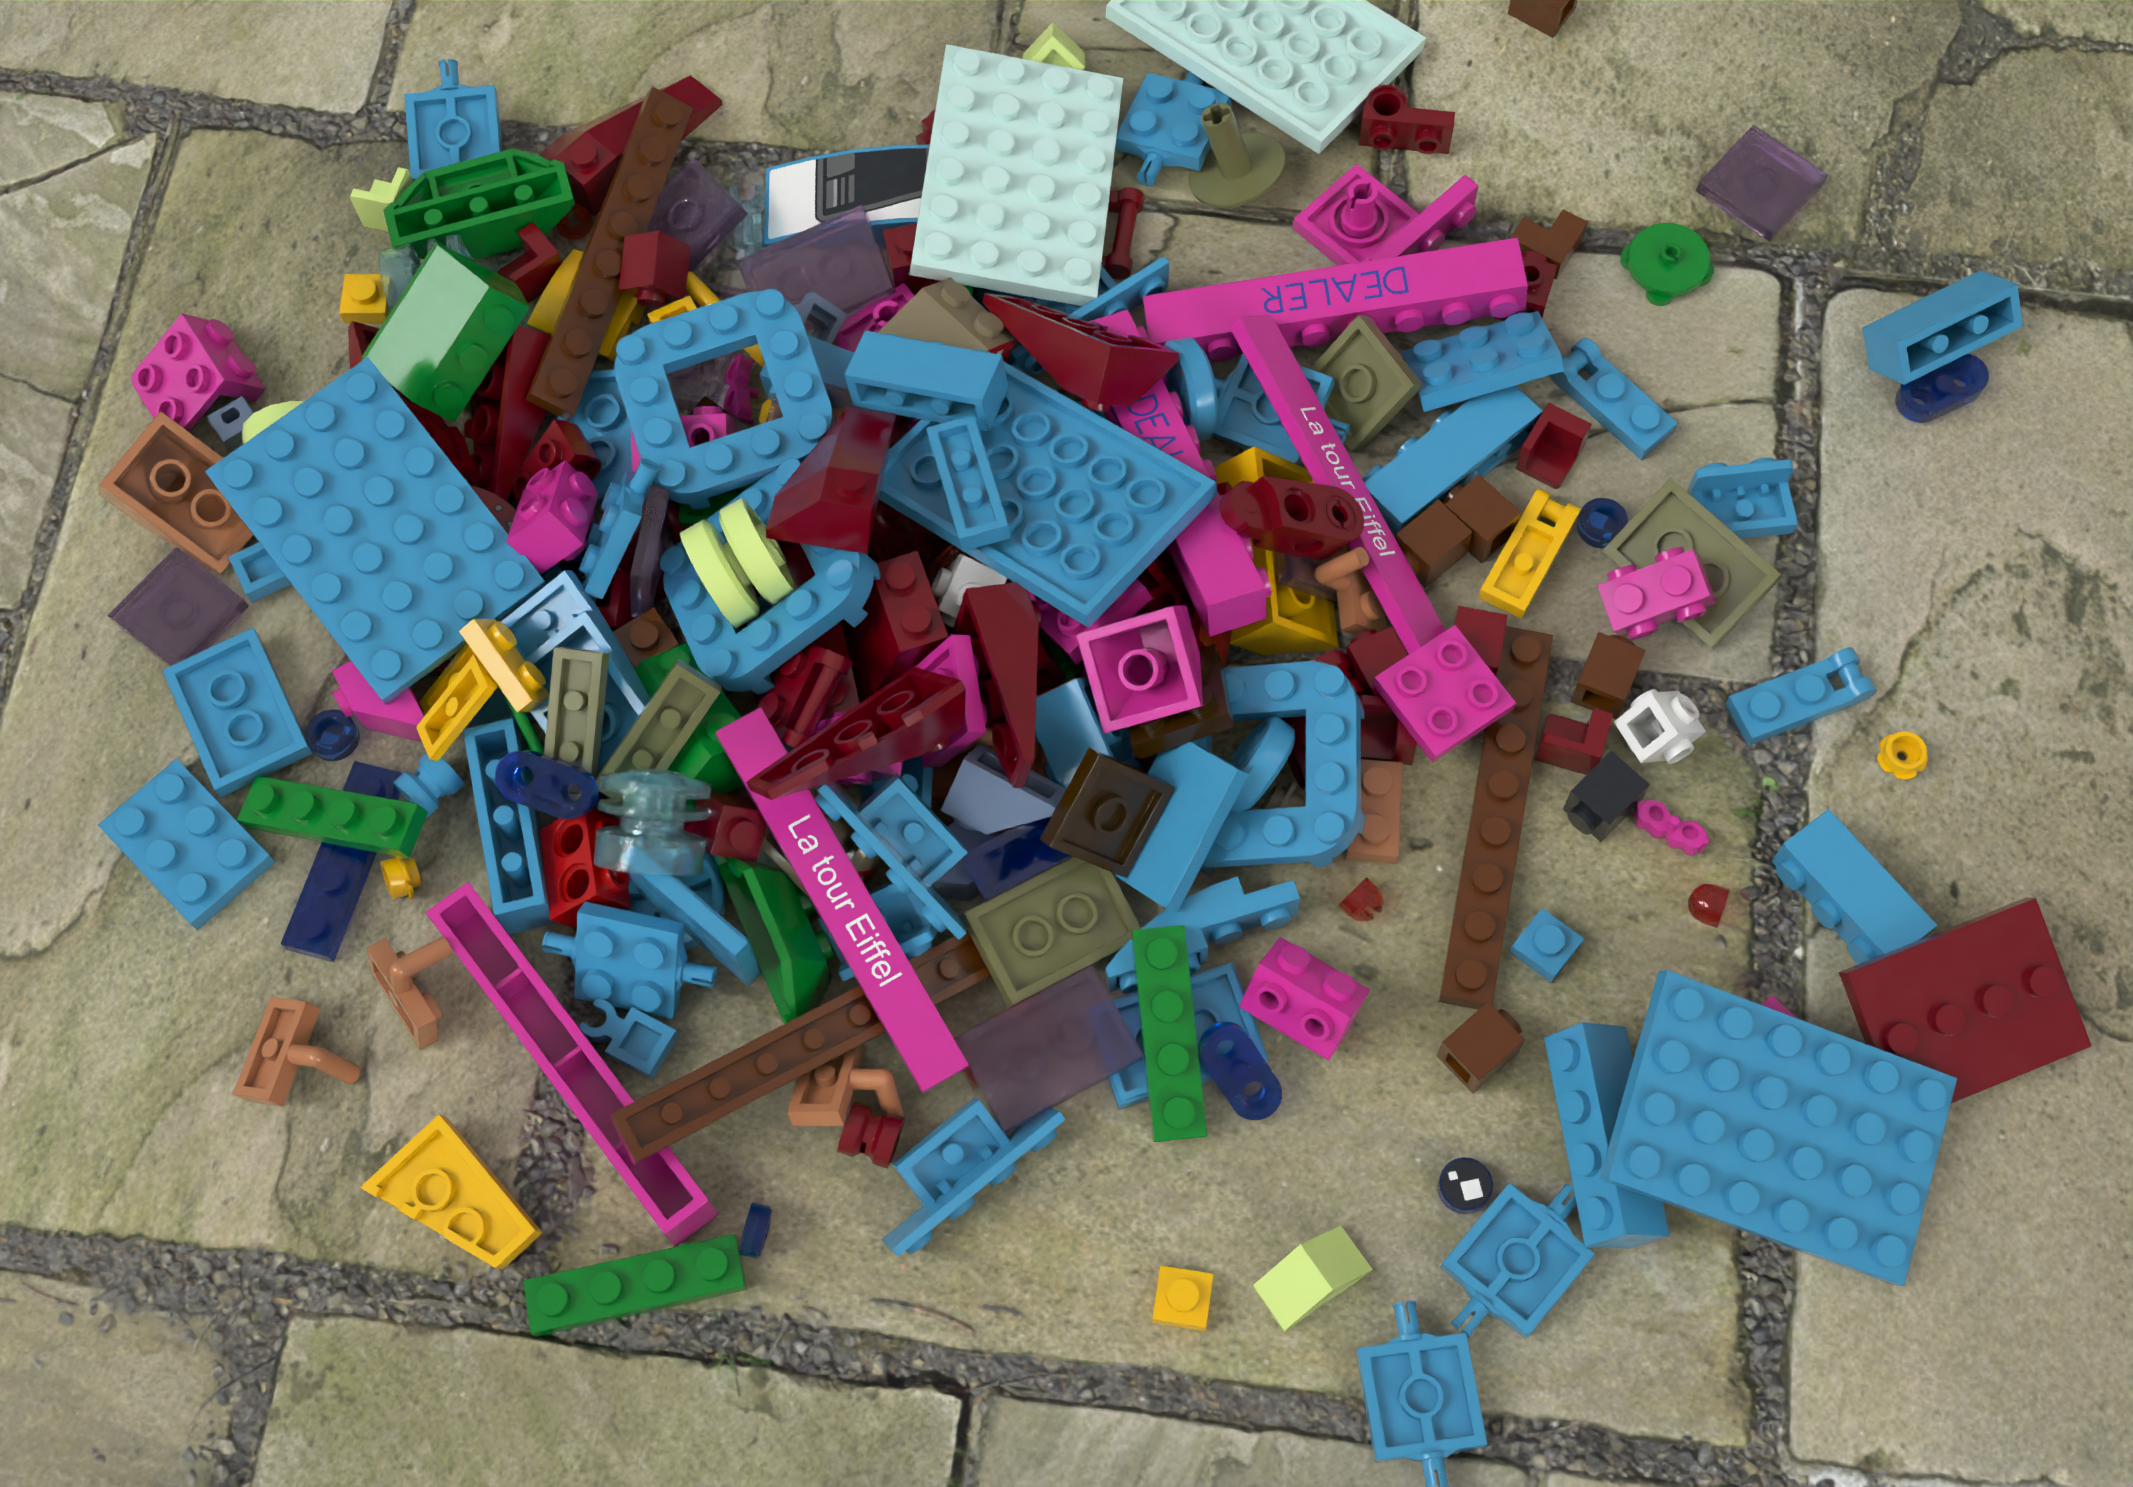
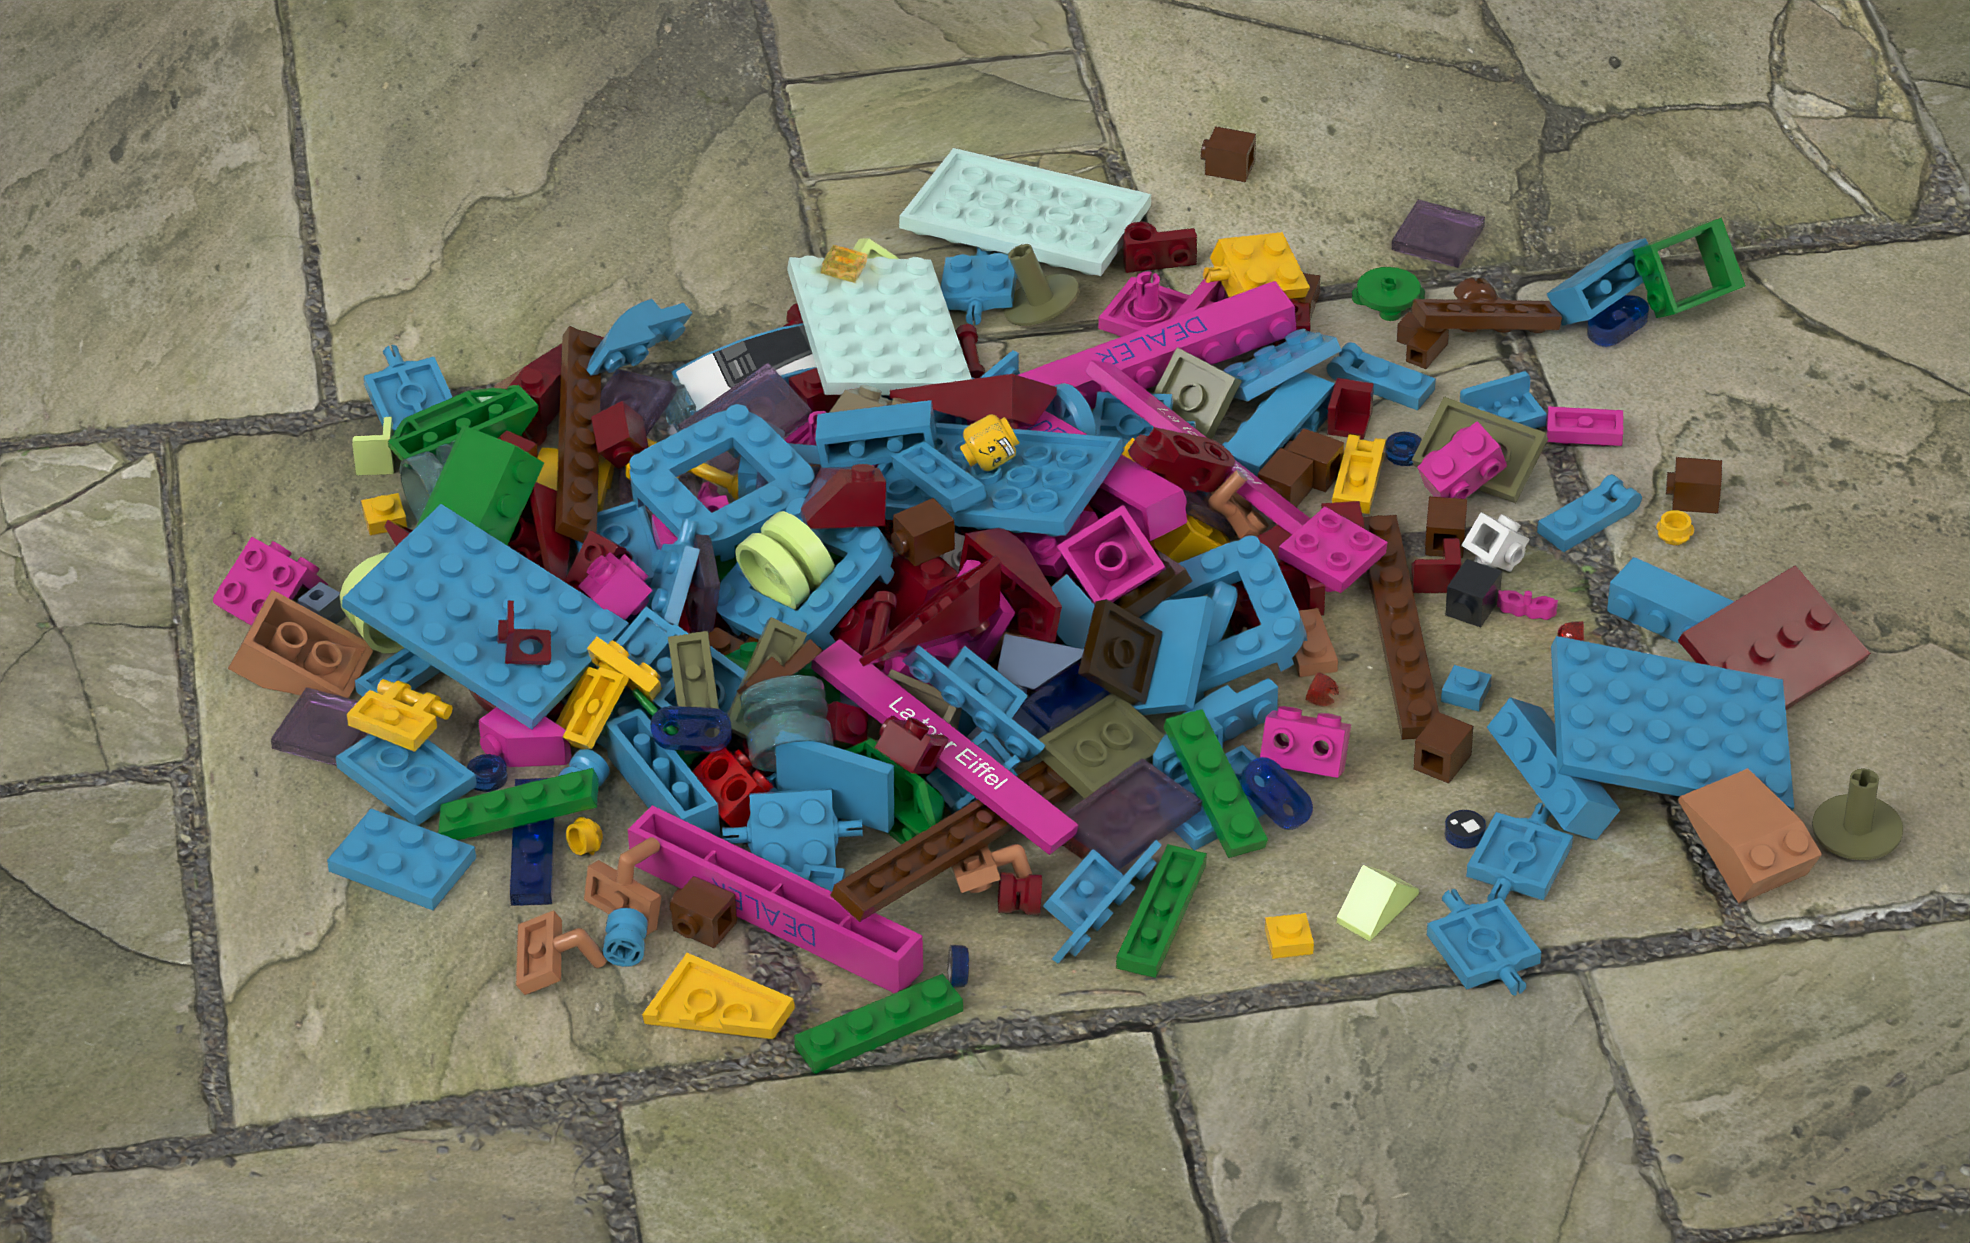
camera: 20 degrees left, 25 degrees down
(235, 644) = (398, 714): none -> yellow plate
(376, 585) = (513, 637): none -> dark red bracket
(381, 1062) = (625, 937): none -> dark azure wheel
(485, 1046) = (703, 912): none -> reddish brown brick
(655, 747) = (772, 668): none -> reddish brown slope
(726, 115) = (635, 333): none -> dark azure slope
(788, 901) = (910, 744): none -> dark red brick
(912, 572) = (923, 532): none -> reddish brown brick
(1003, 74) = (844, 263): none -> clear yellow tile
(1036, 1213) = (1161, 911): none -> green plate
(1047, 446) = (989, 442): none -> yellow head
(1506, 201) = (1255, 261): none -> yellow plate
(1687, 350) = (1422, 344): none -> reddish brown piece
(1774, 336) = (1482, 309): none -> reddish brown plate
(1826, 1335) = (1750, 834): none -> nougat slope
(1842, 552) = (1585, 426): none -> dark pink plate
(1952, 693) = (1695, 485): none -> reddish brown brick
(1978, 1345) = (1858, 822): none -> olive piece
(2102, 339) = (1717, 257): none -> green window

